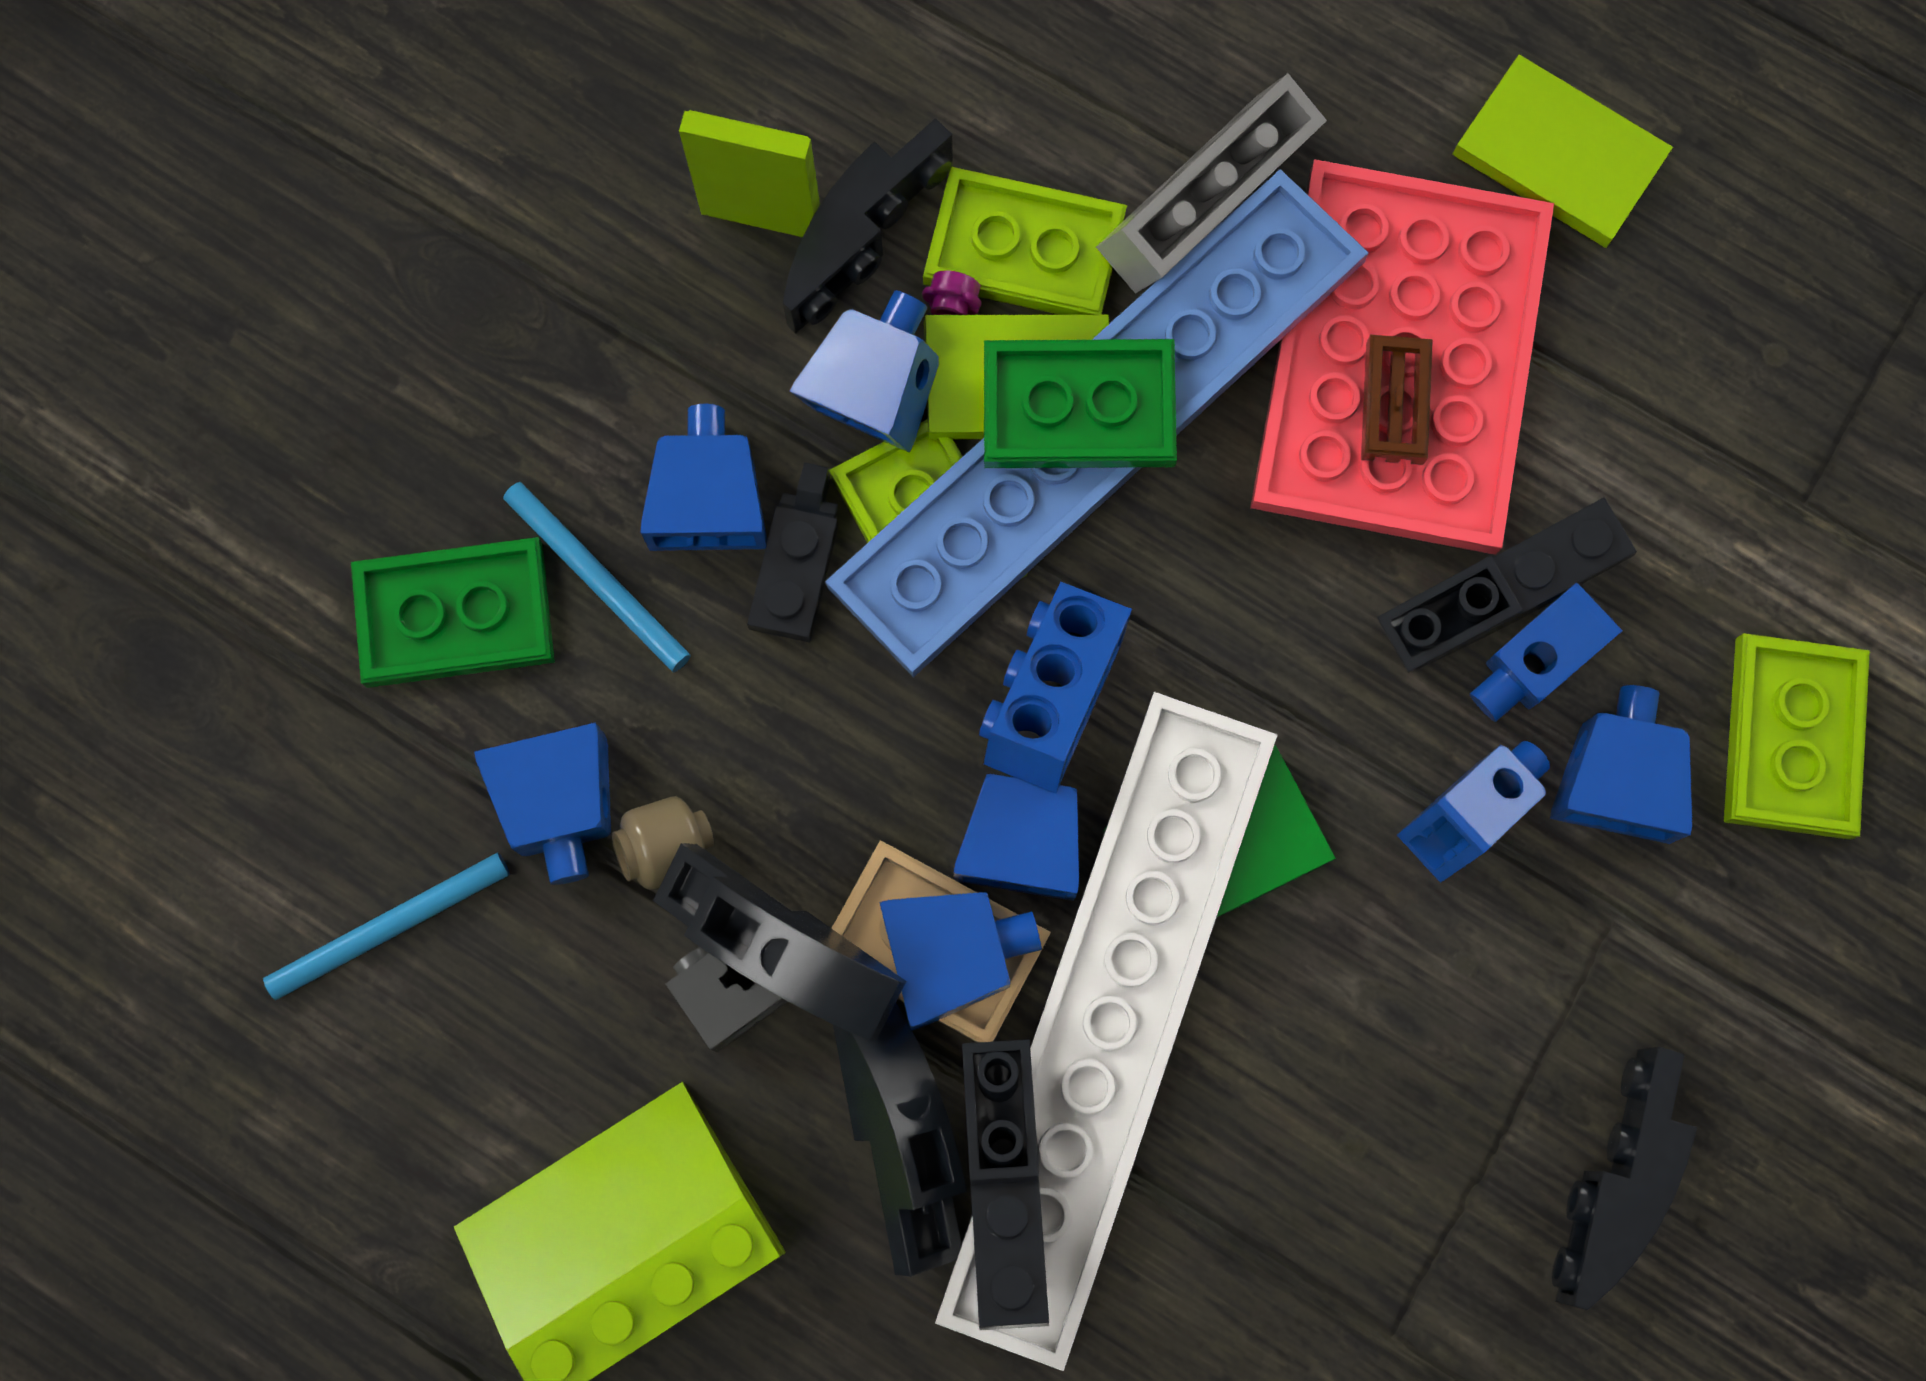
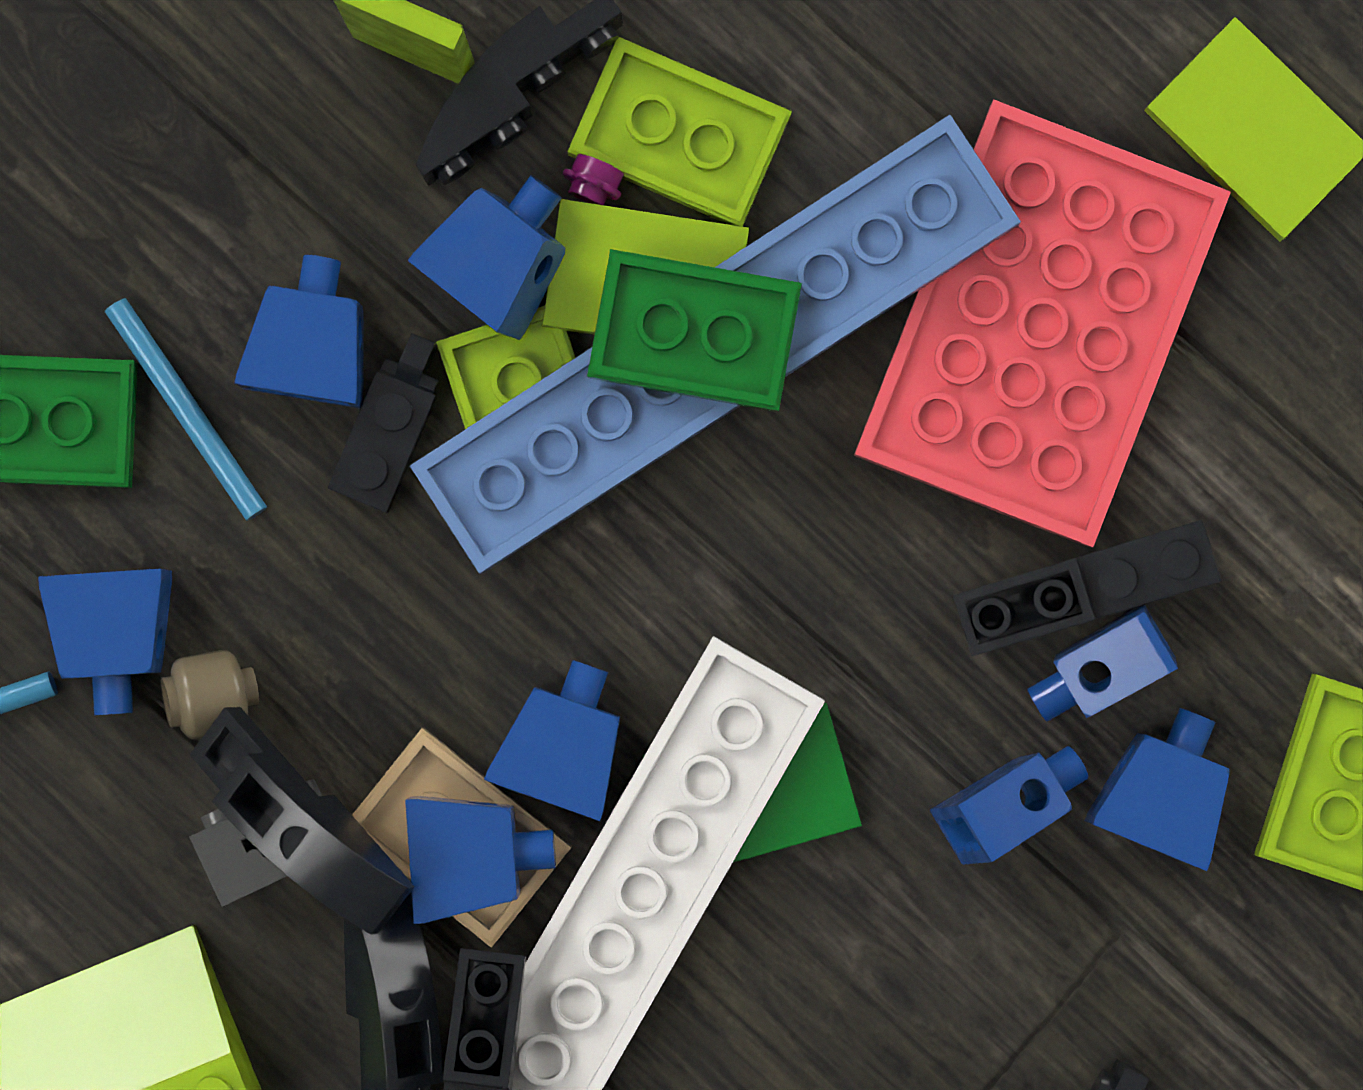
camera: 10 degrees right, 10 degrees up
(1049, 711) = (611, 642): blue brick -> none
(1211, 184) = (879, 112): light grey brick -> none
(1393, 449) = (1005, 428): reddish brown tile -> none

